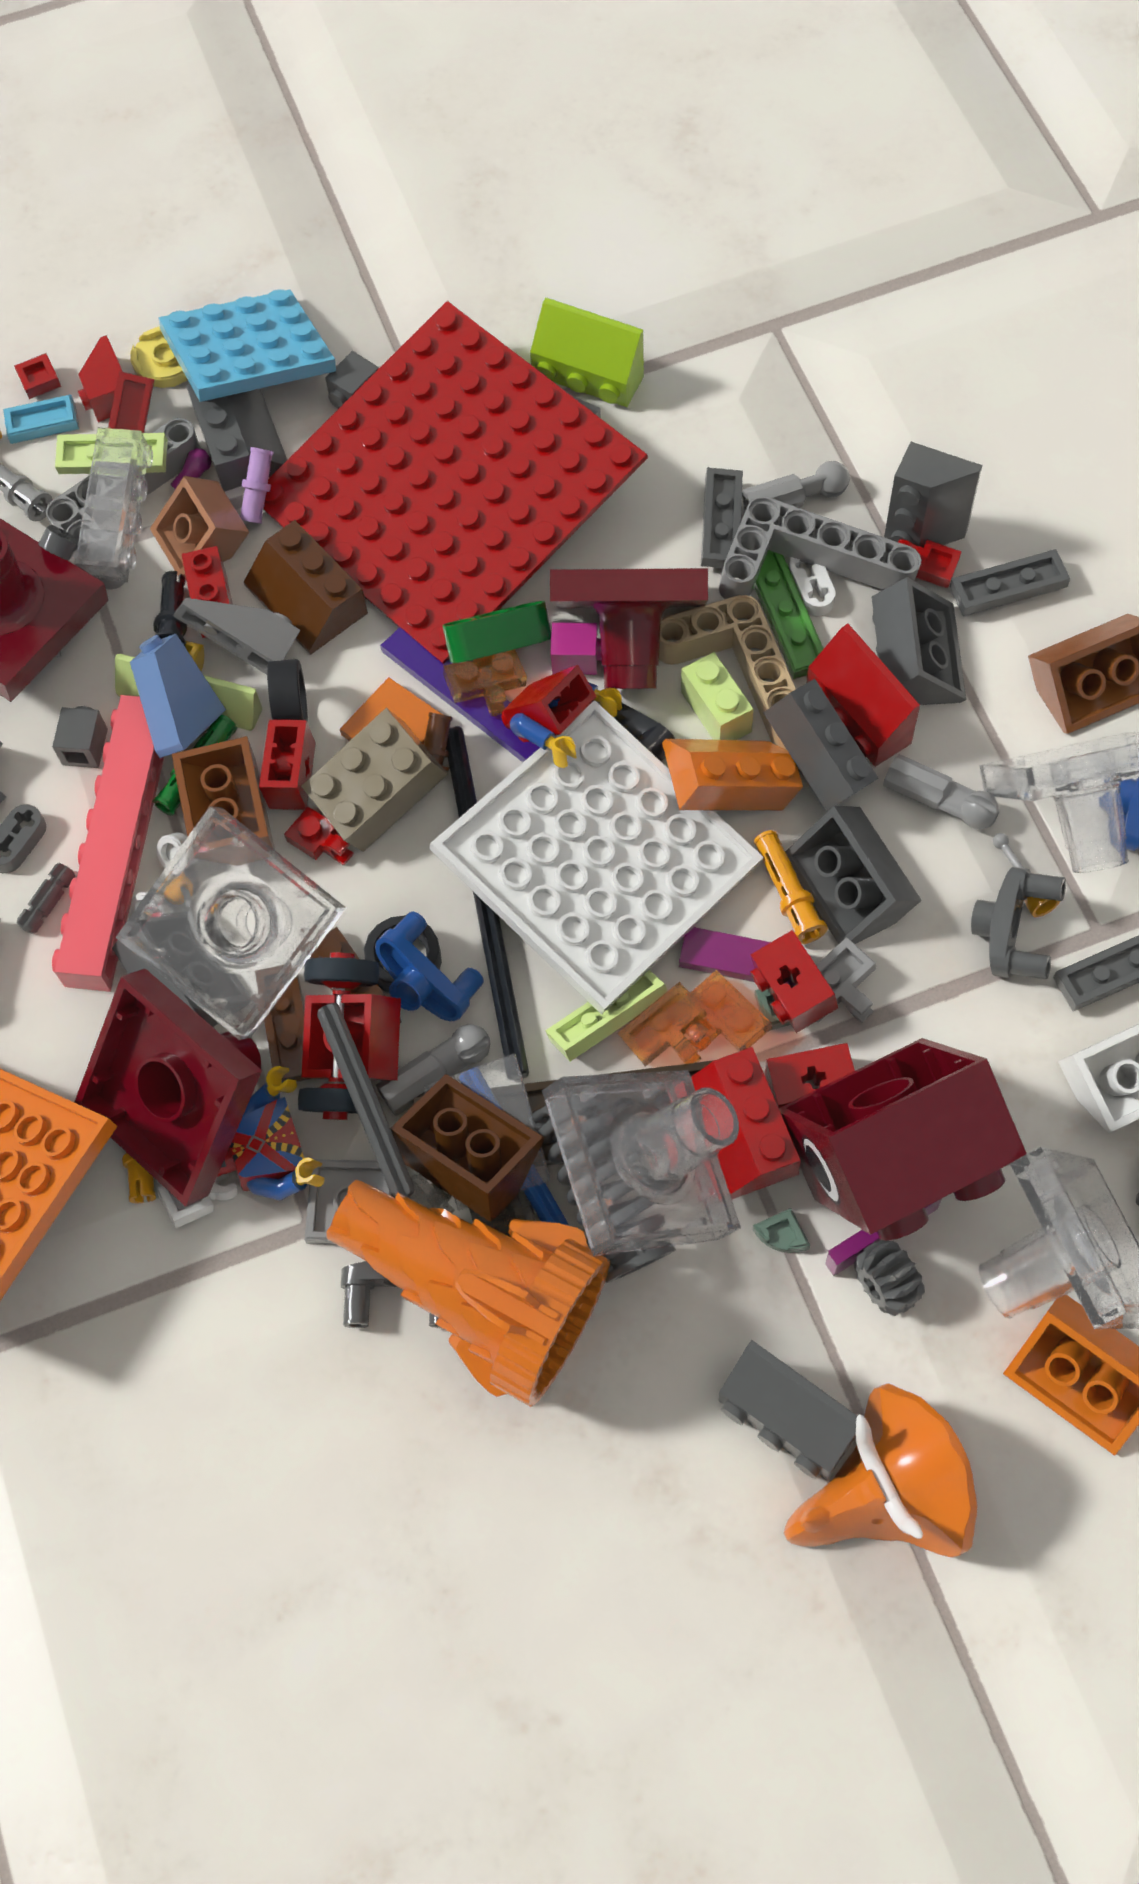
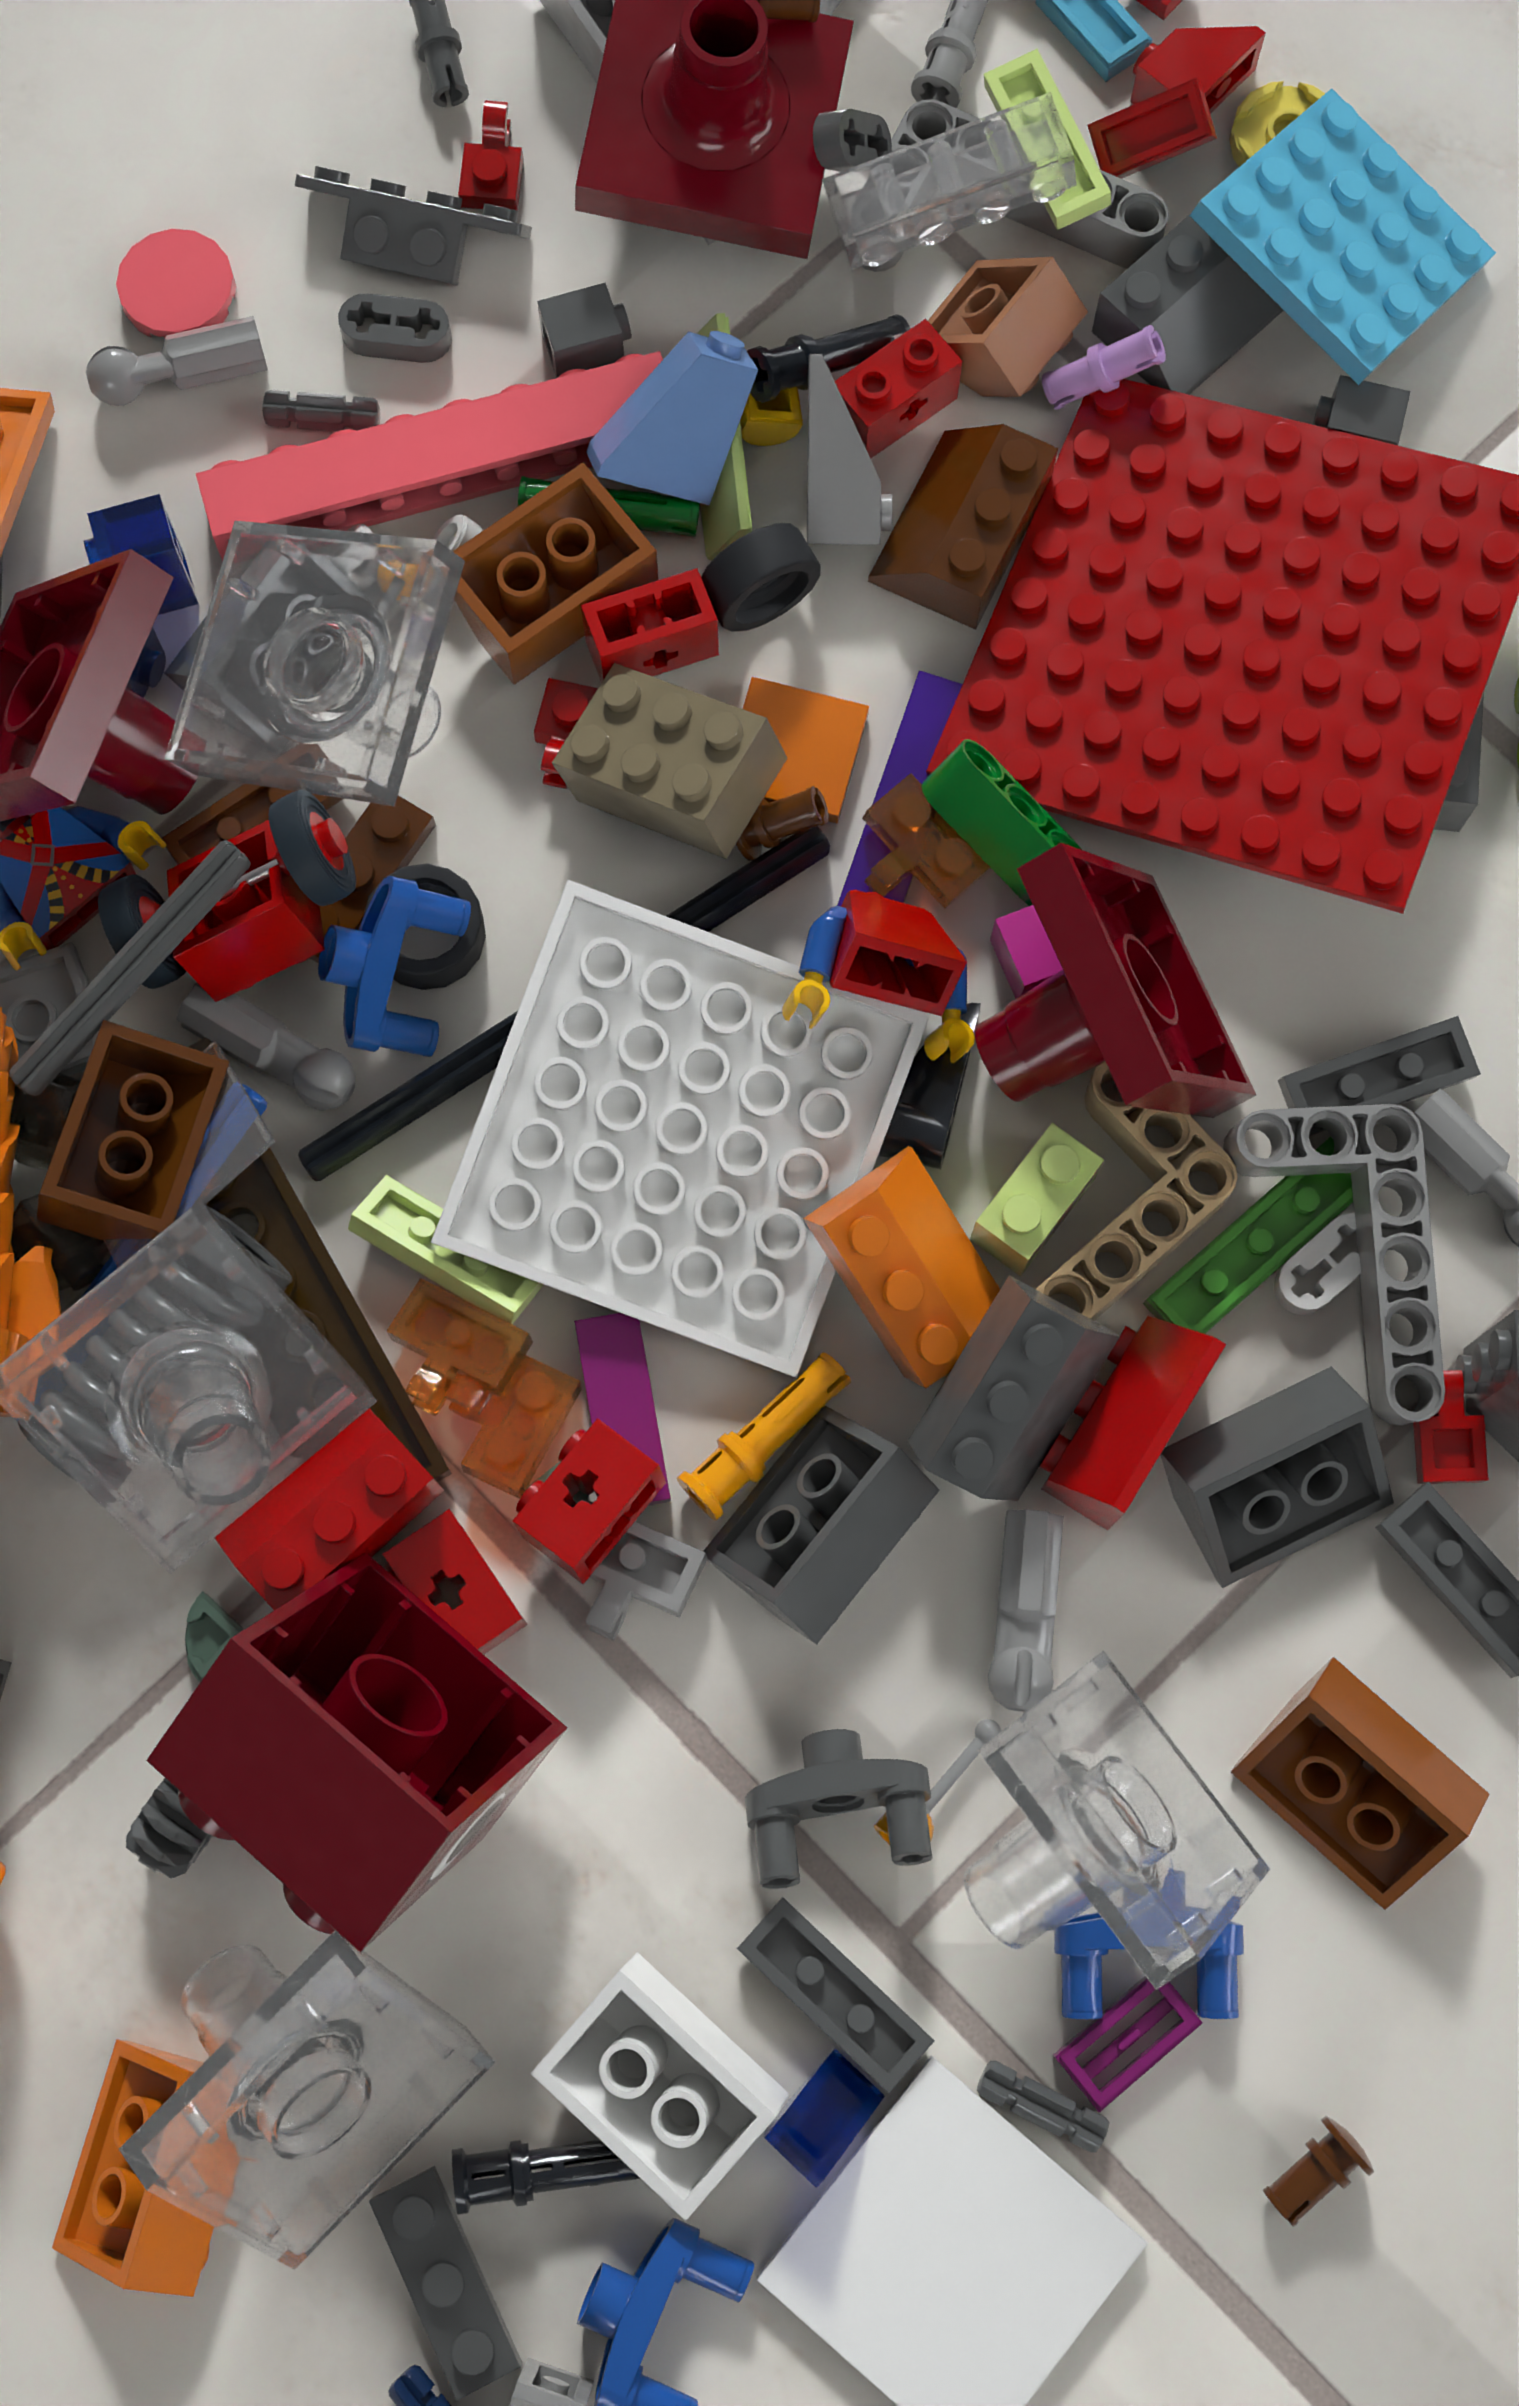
camera: 60 degrees right, 10 degrees up
(84, 1014) = (149, 532): none -> clear blue brick
(195, 465) = (1094, 268): magenta arm -> none

